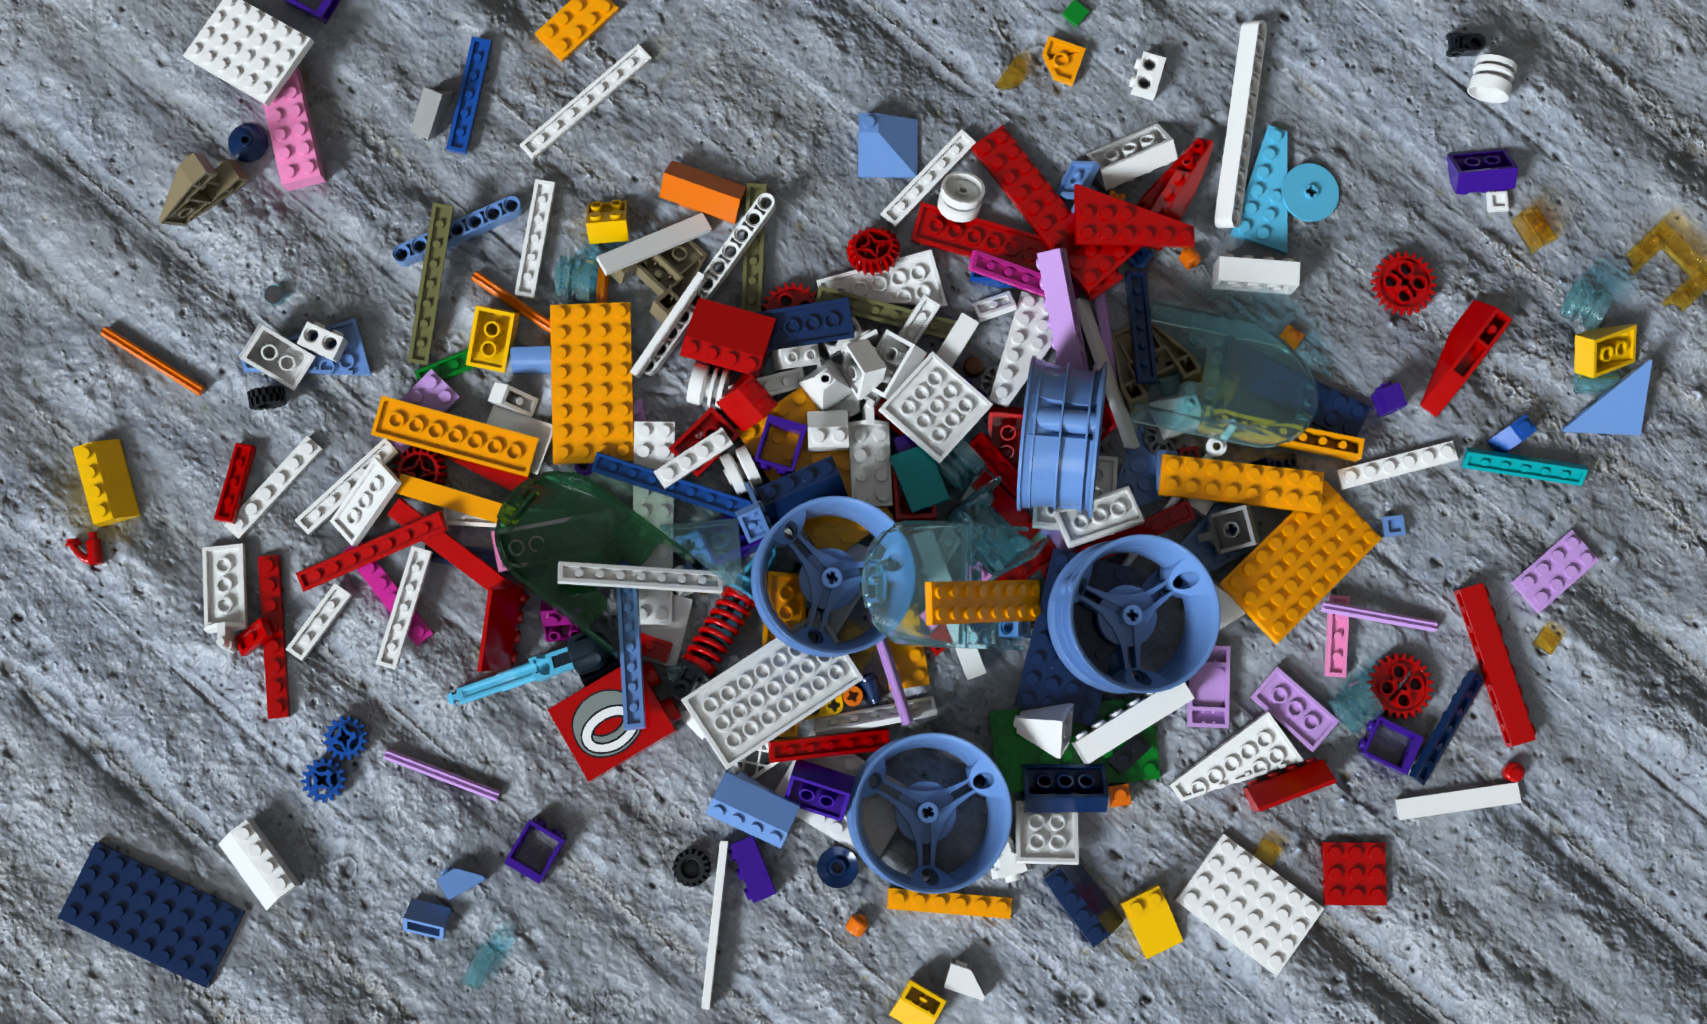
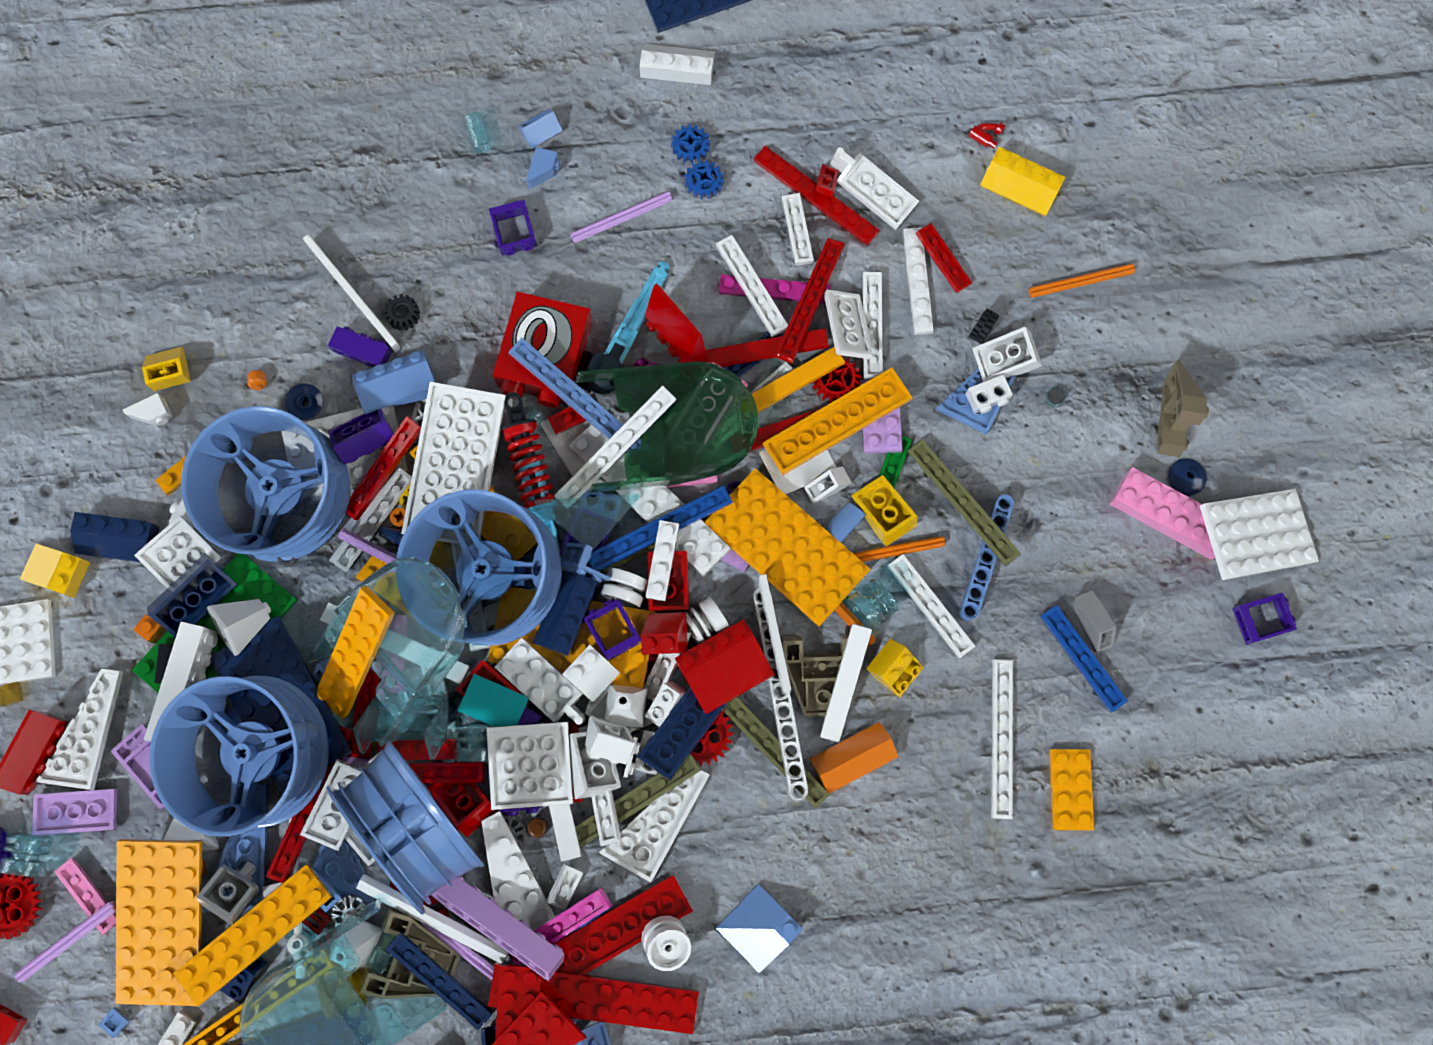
camera: 135 degrees right, 5 degrees down
(863, 257) = (680, 854): red gear -> none
(928, 178) = (706, 935): white plate -> none

